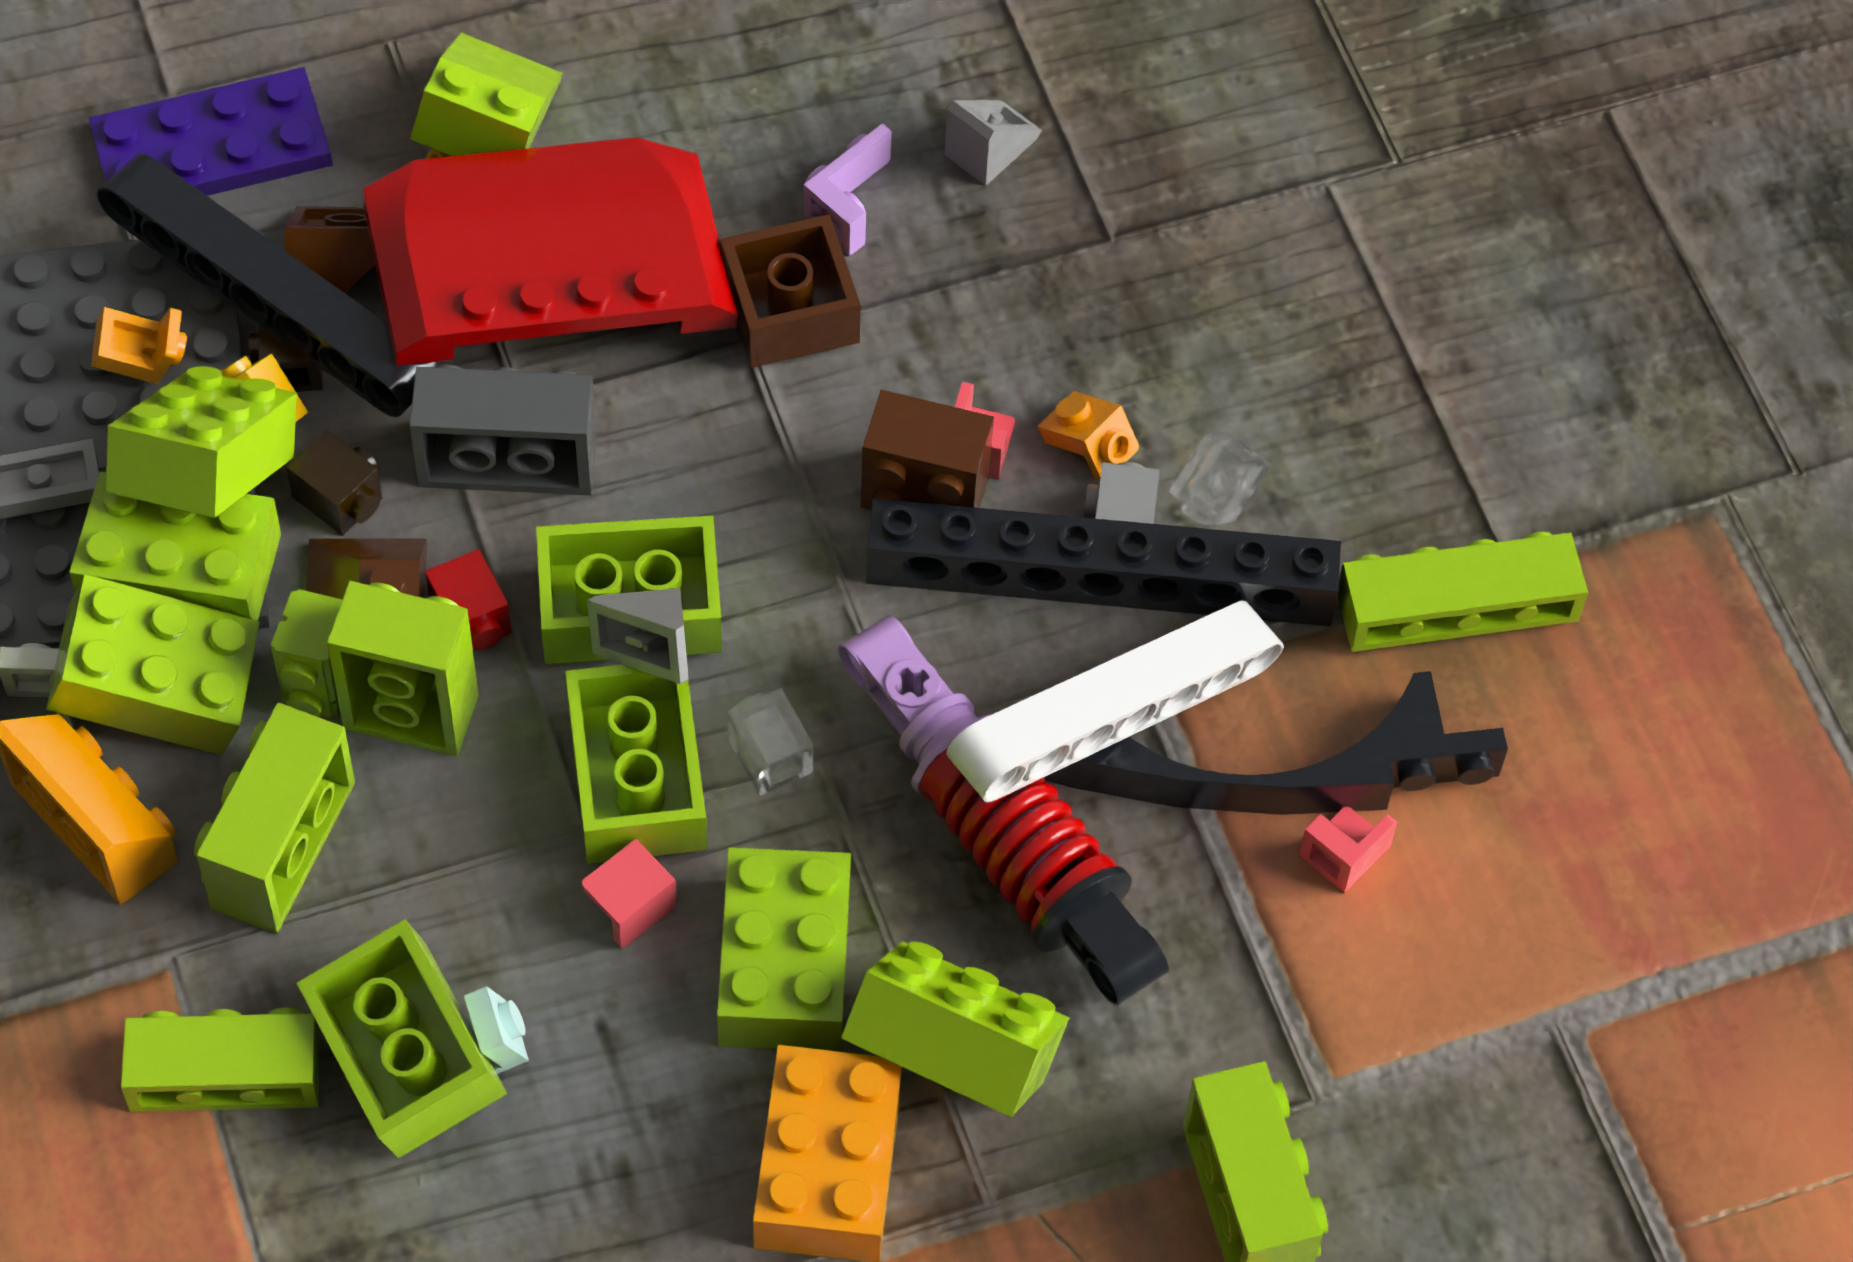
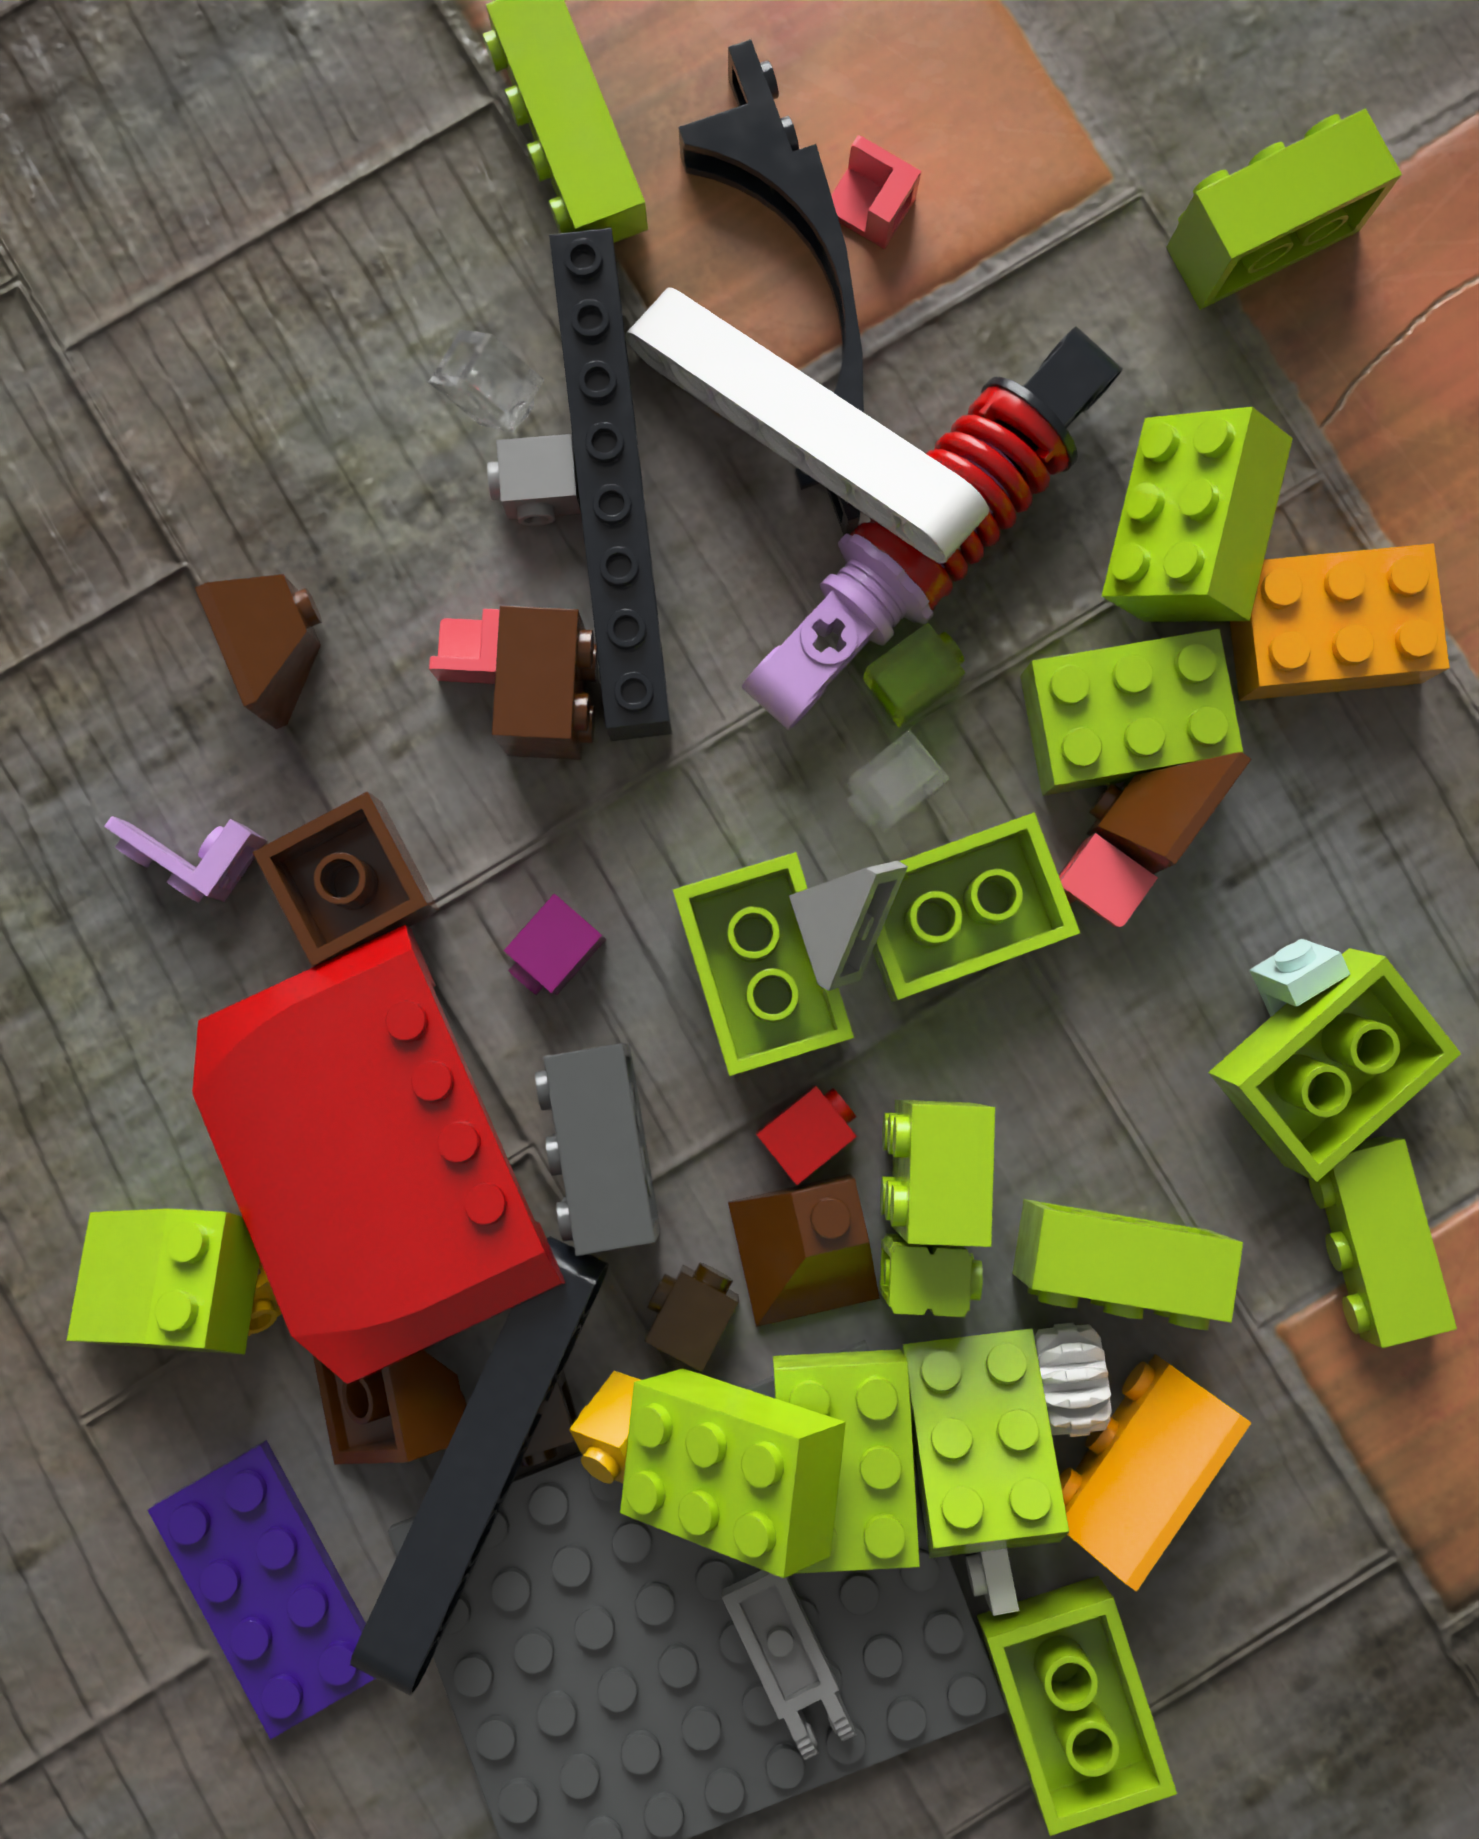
camera: 100 degrees left, 25 degrees up
(137, 344) = (584, 1585): light orange bracket -> none
(182, 758) = (1074, 1379): none -> white gear
(678, 948) = (1164, 809): none -> reddish brown slope
(693, 441) = (552, 947): none -> magenta brick
(868, 777) = (915, 673): none -> clear neon green brick
(986, 136) = (83, 715): light grey slope -> none
(1013, 263) = (264, 639): none -> reddish brown slope
(1091, 430) = (446, 534): light orange bracket -> none

